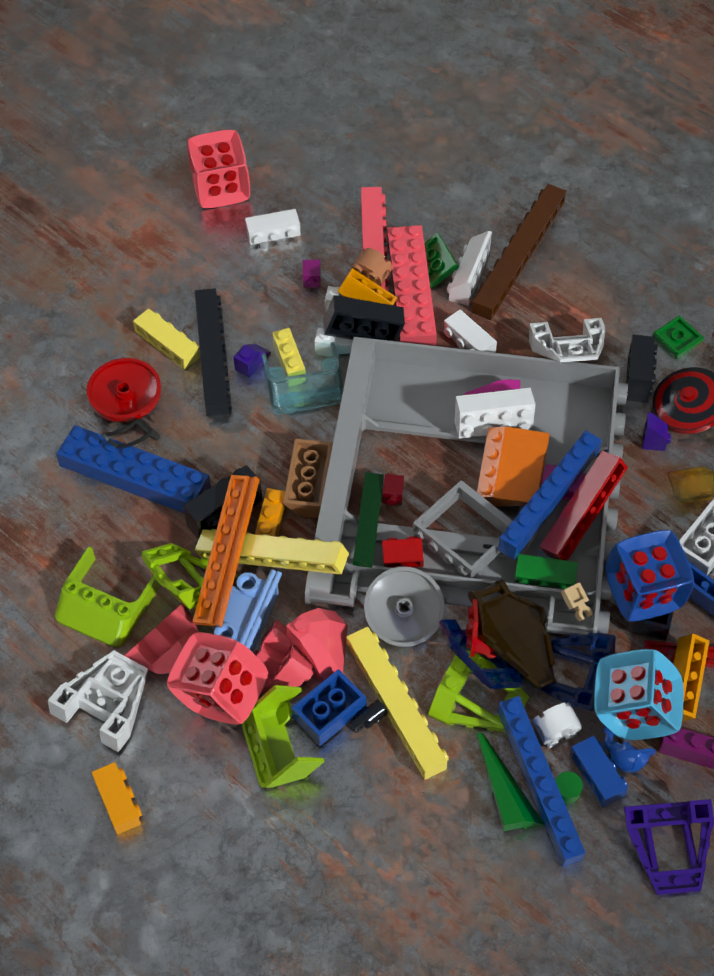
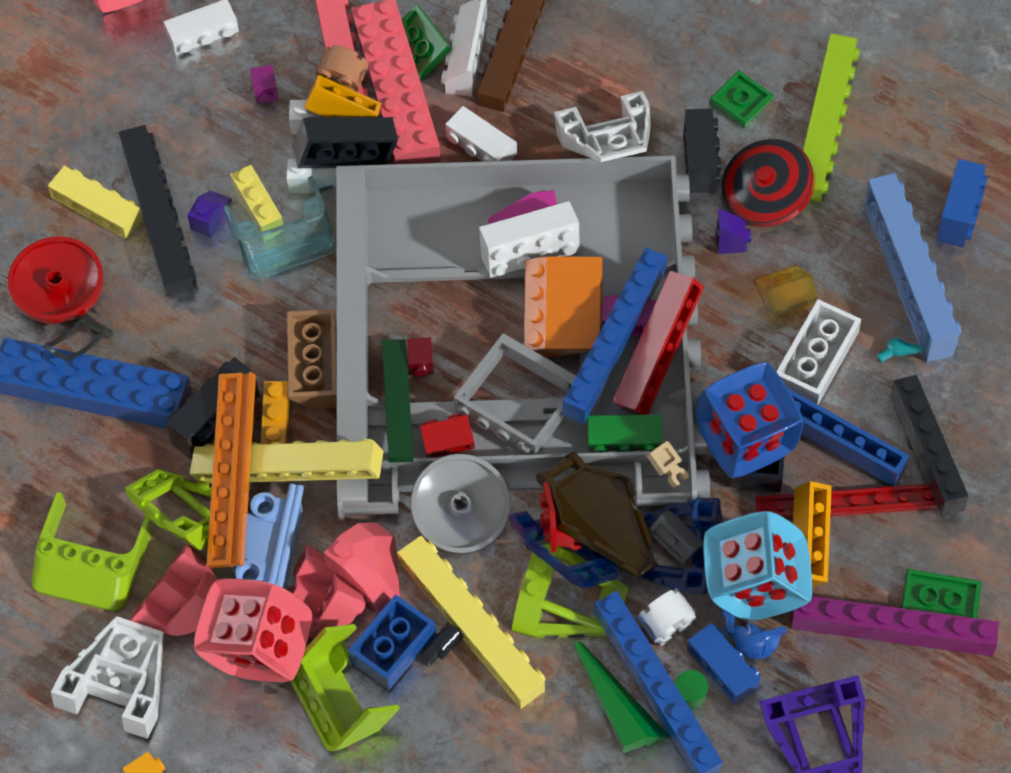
camera: 10 degrees left, 5 degrees up
(574, 661) = (675, 537): none -> dark grey slope

